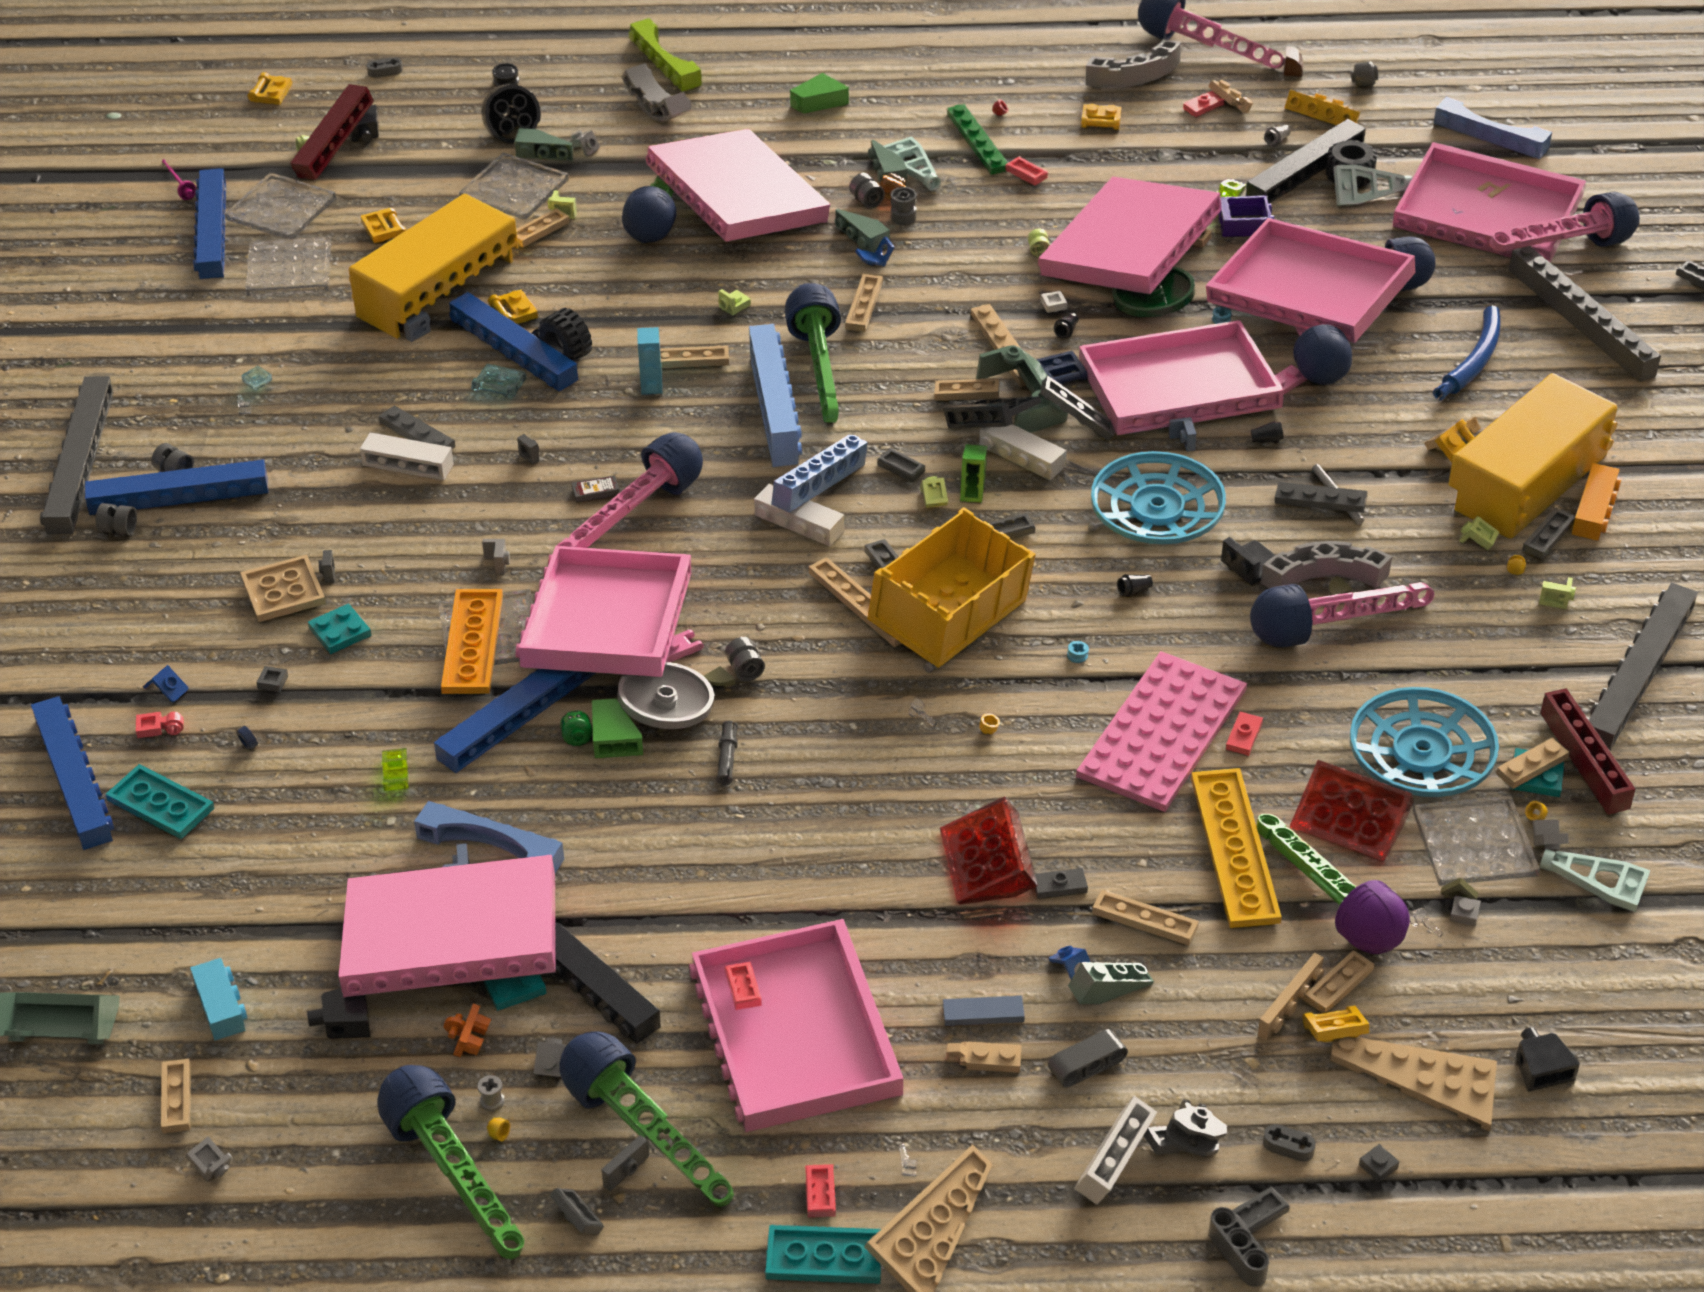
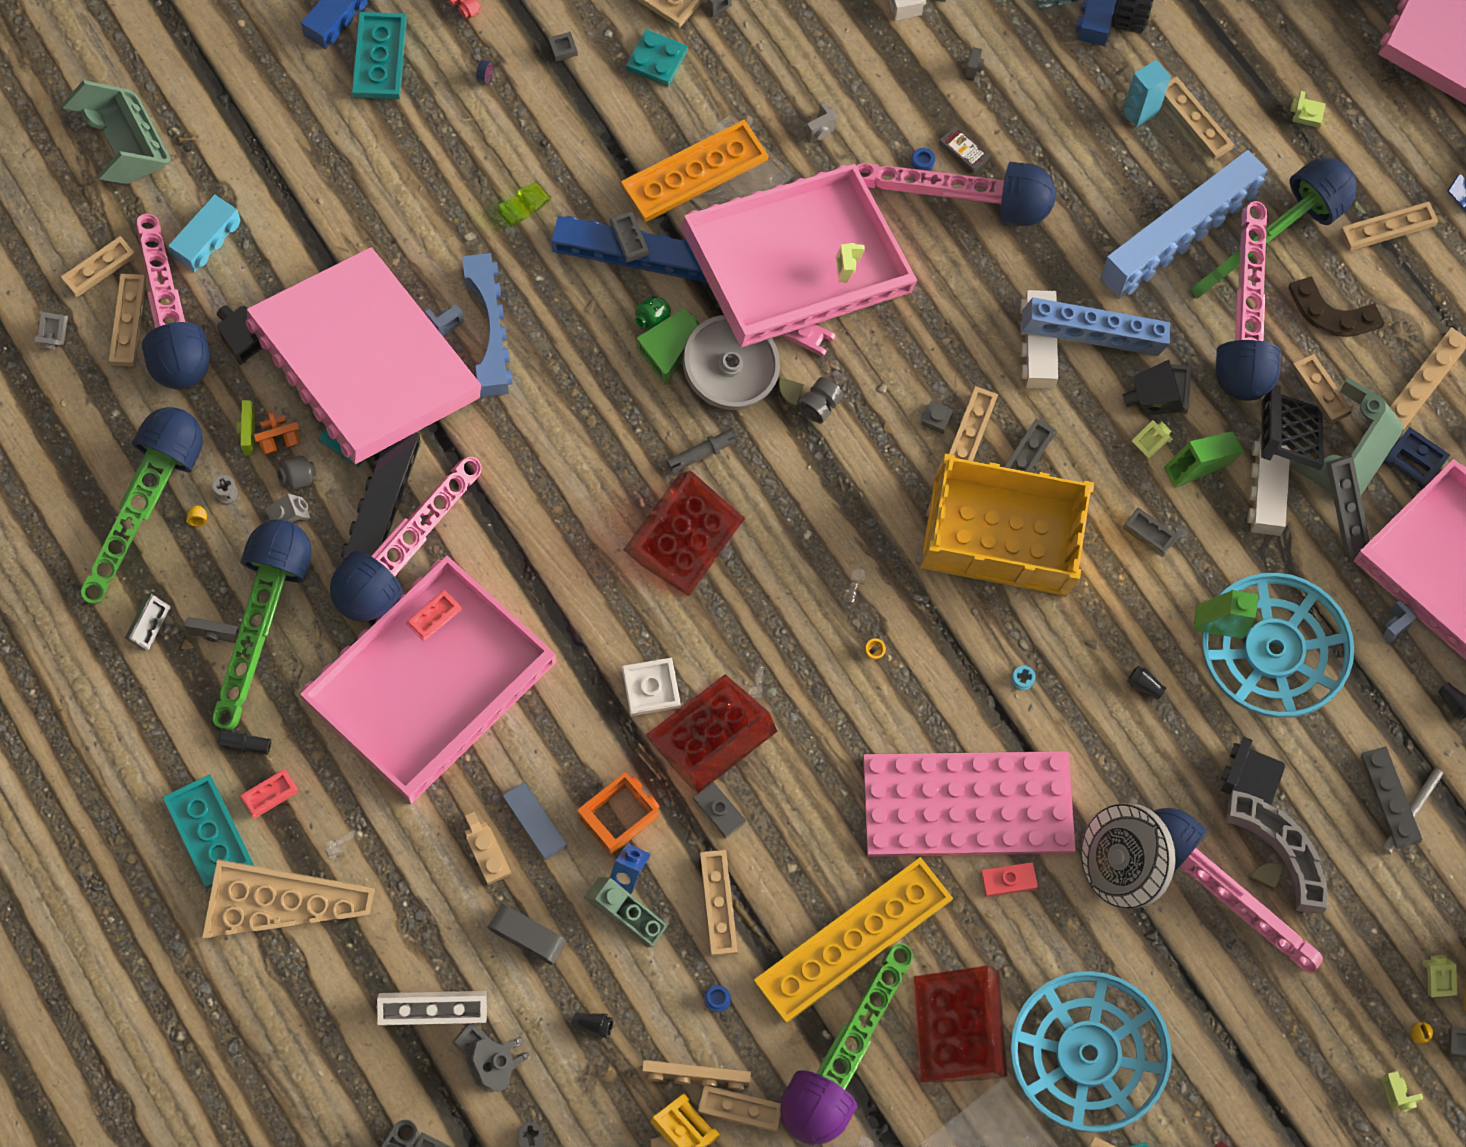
camera: 55 degrees right, 25 degrees up
(252, 1096) = (127, 320): none -> tan plate
(328, 1059) = (174, 351): none -> piece
(442, 1050) = (246, 427): none -> lime plate
(498, 701) = (629, 236): none -> dark grey plate
(518, 1032) = (296, 472): none -> dark grey head
(581, 514) = (923, 159): none -> blue tile
(643, 578) = (846, 260): none -> yellowish green bracket
(676, 1010) = (367, 584): none -> piece
(755, 1188) = (244, 742): none -> black axle
(791, 794) = (684, 532): none -> clear red slope
(814, 604) = (937, 417): none -> dark grey plate
(898, 469) = (1155, 391): none -> black torso
(916, 877) = (651, 687): none -> white plate
(919, 410) = (1249, 365): none -> piece
(920, 359) = (1336, 321): none -> dark brown plate
(1024, 965) = (598, 830): none -> orange window
(1121, 497) = (1227, 614): none -> bright green slope
(1202, 1046) = (594, 1024): none -> black cone
(1230, 956) = (717, 998): none -> blue plate
(1278, 641) = (1128, 855): none -> dish

